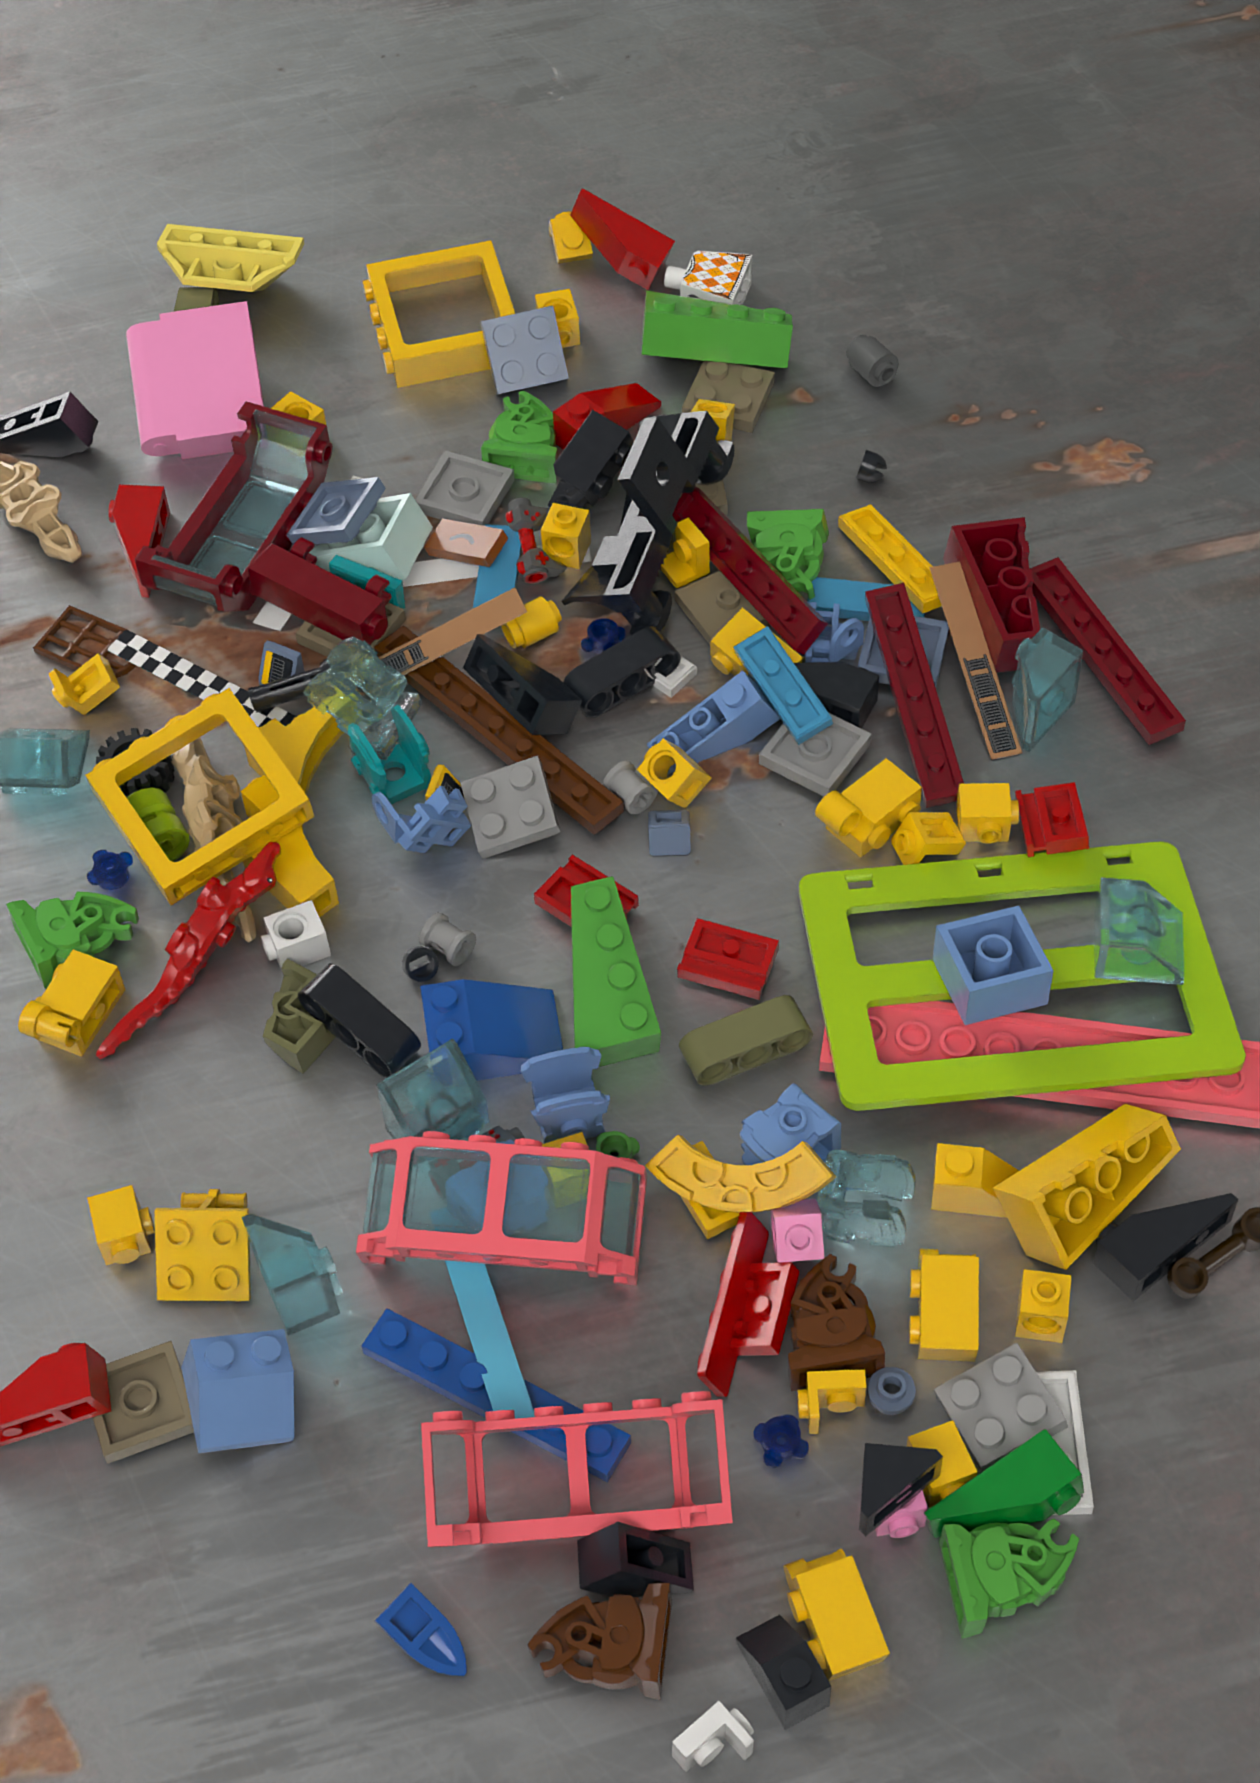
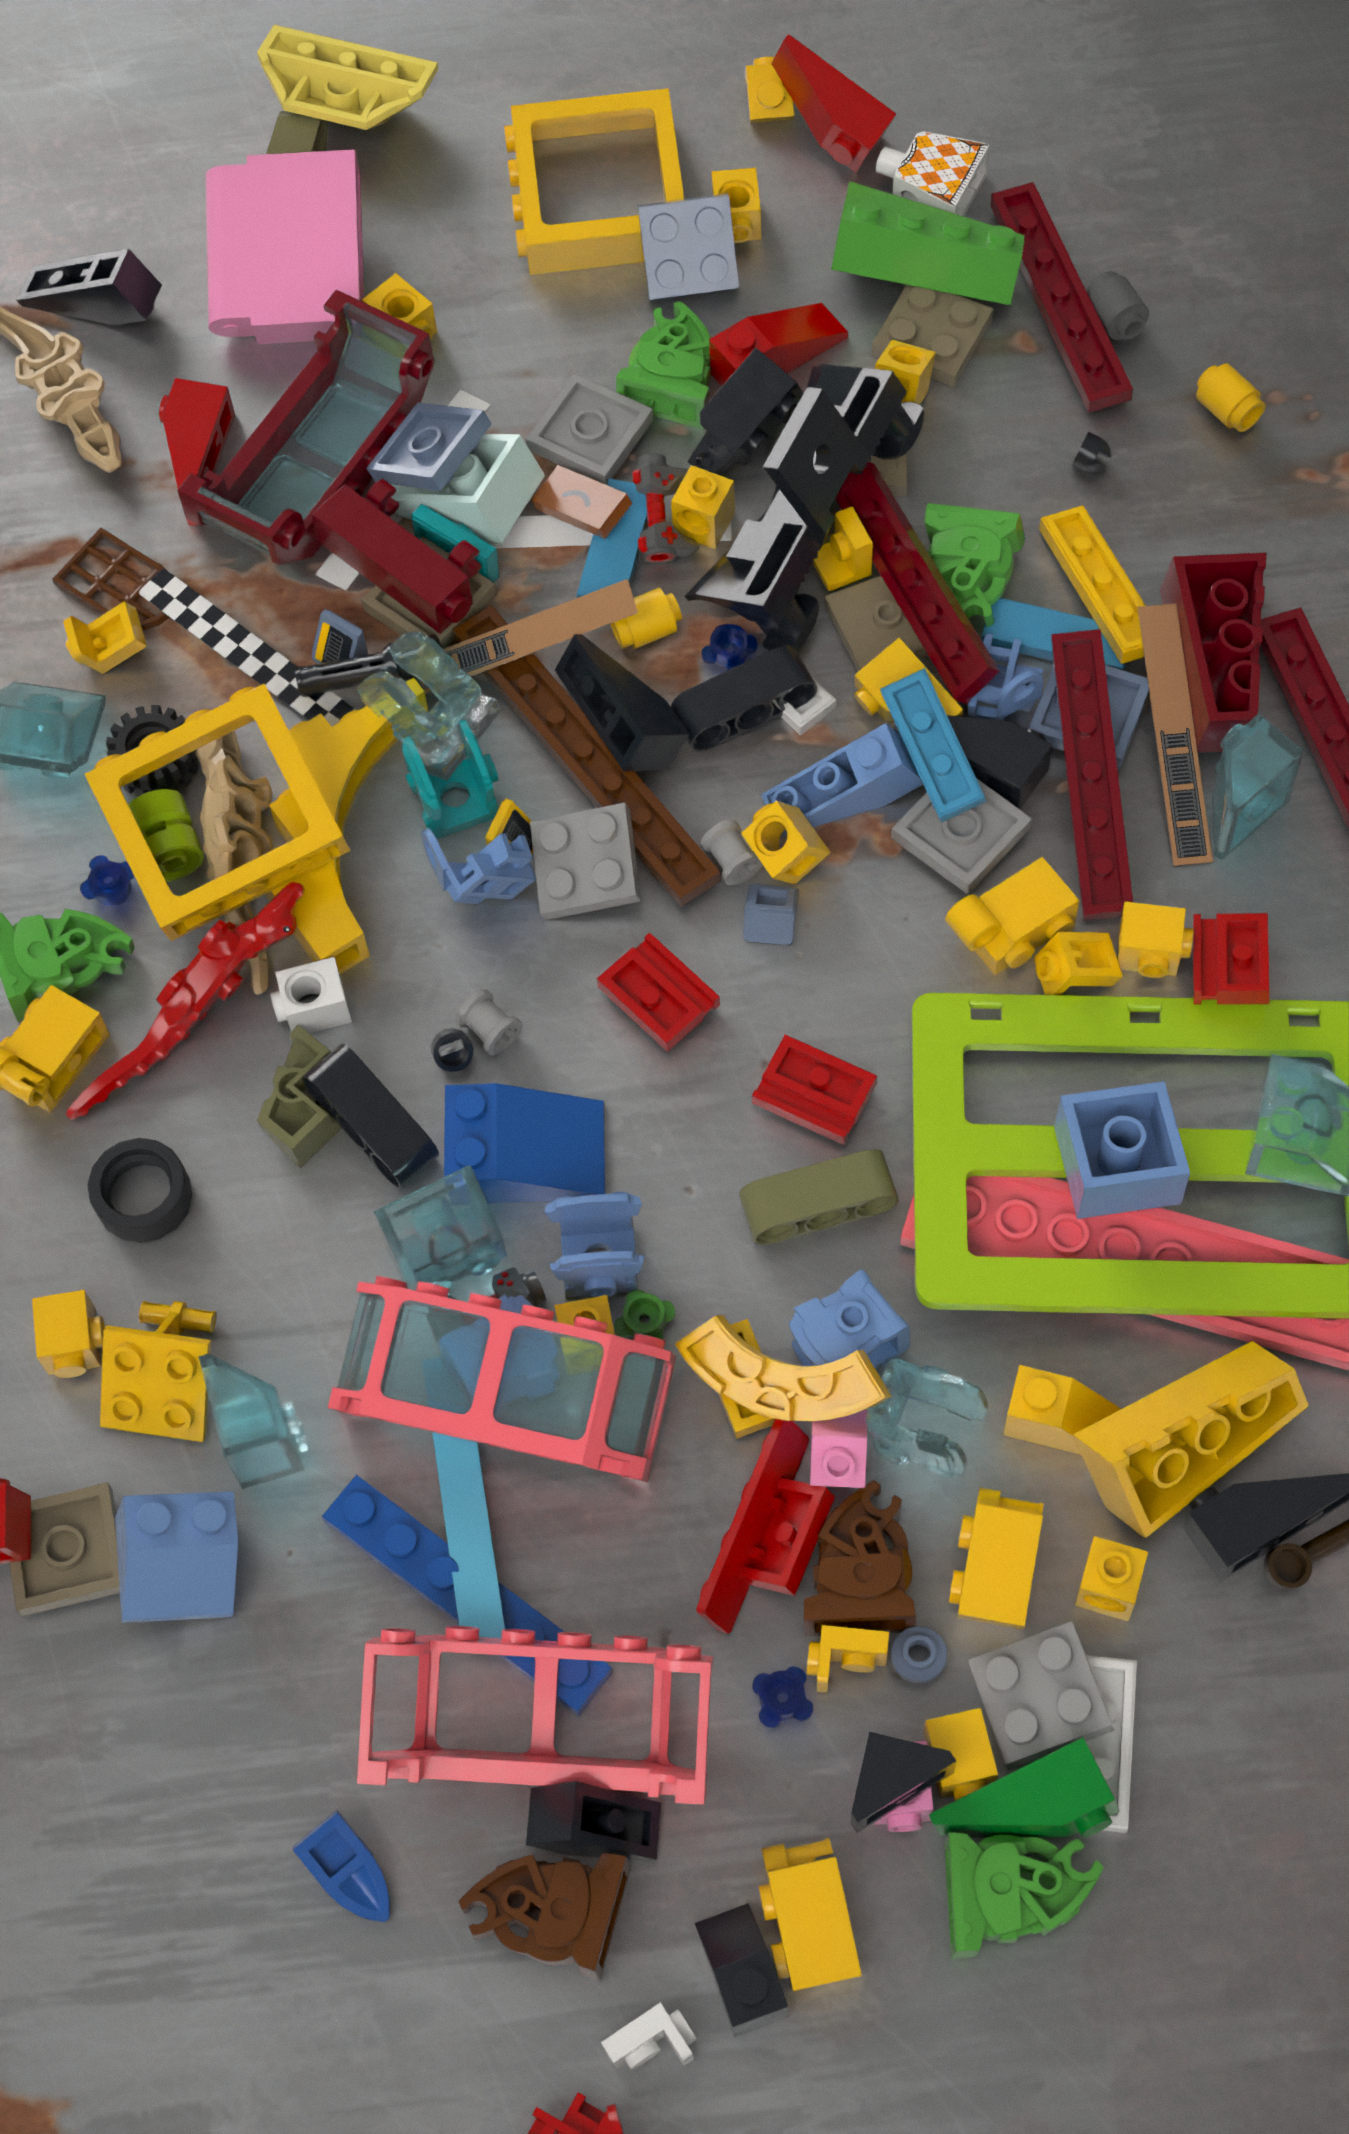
camera: 10 degrees right, 10 degrees up
(159, 1077) = (119, 1160): none -> black tyre
(608, 982) = (664, 1118): bright green wedge -> none
(830, 362) = (1063, 299): none -> dark red plate
(973, 415) = (1230, 397): none -> yellow brick

